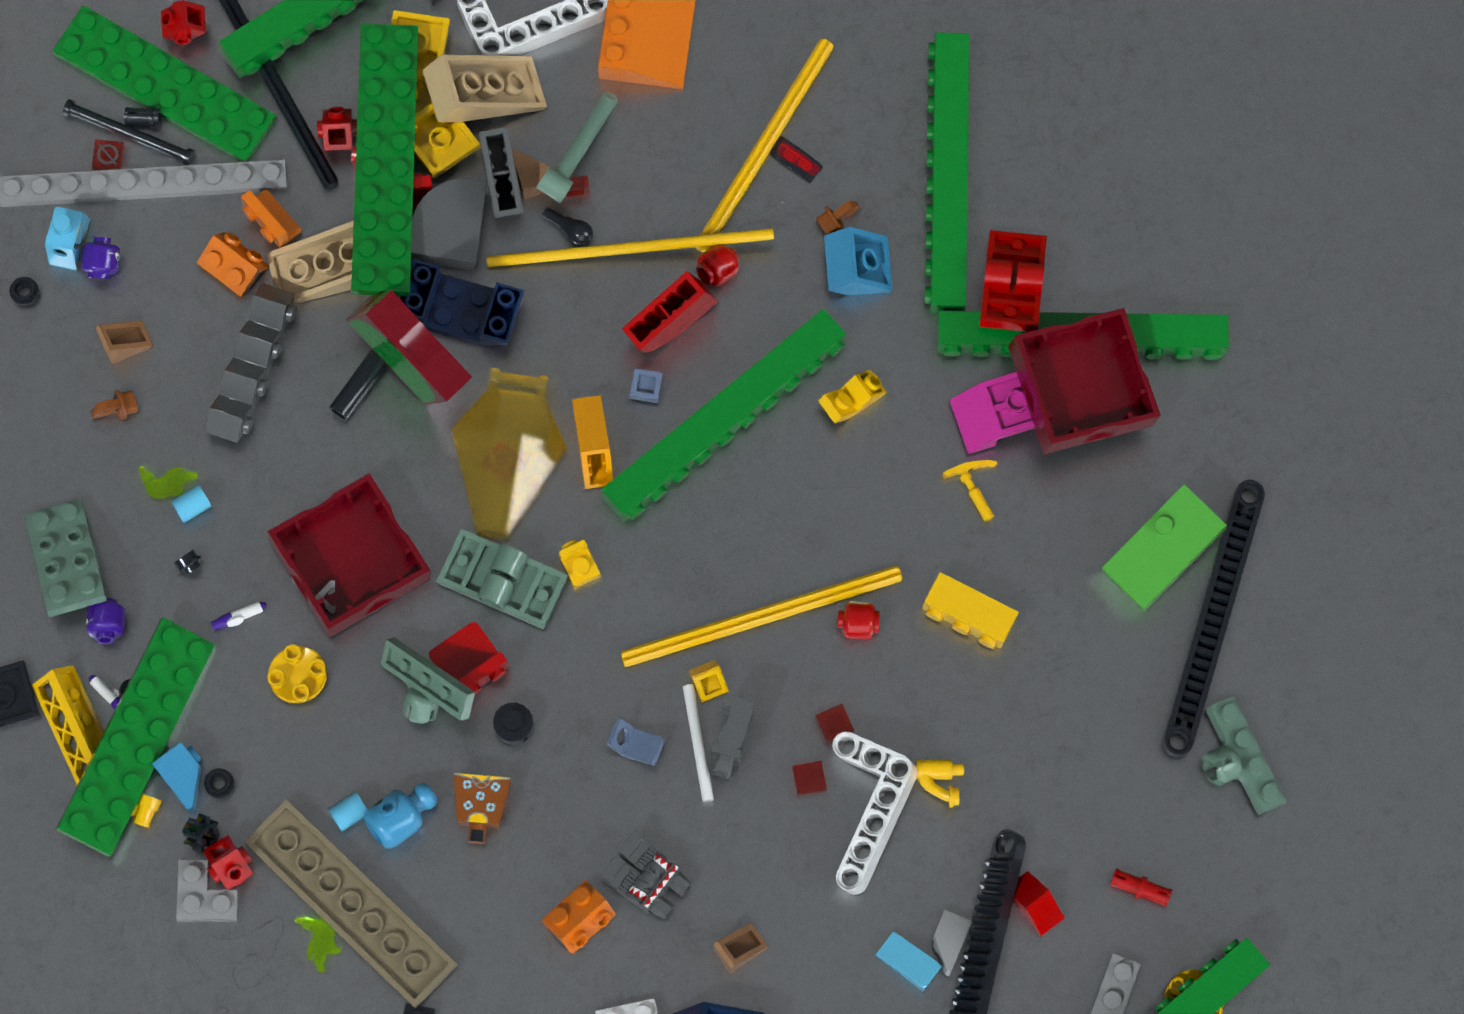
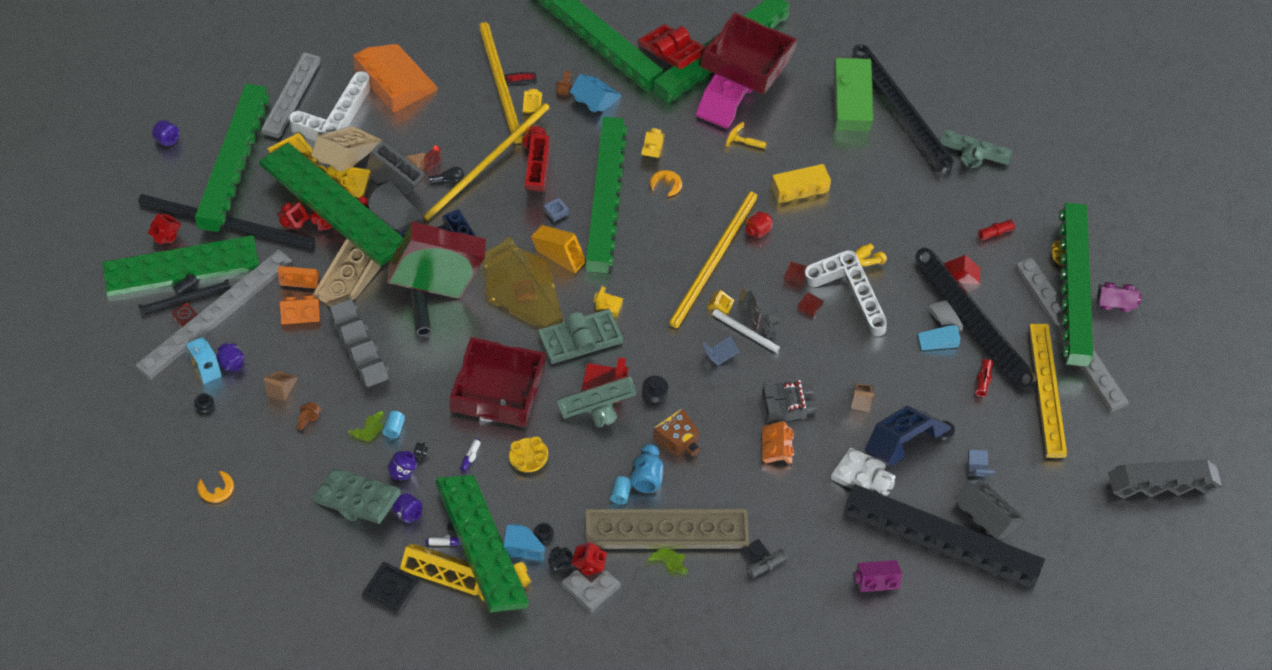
camera: 45 degrees left, 20 degrees down
(147, 565) = (402, 465): none -> dark purple head
(556, 181) = (424, 153): sand green piece -> none
(770, 208) = (532, 101): none -> yellow bracket
(830, 457) = (669, 176): none -> light orange head

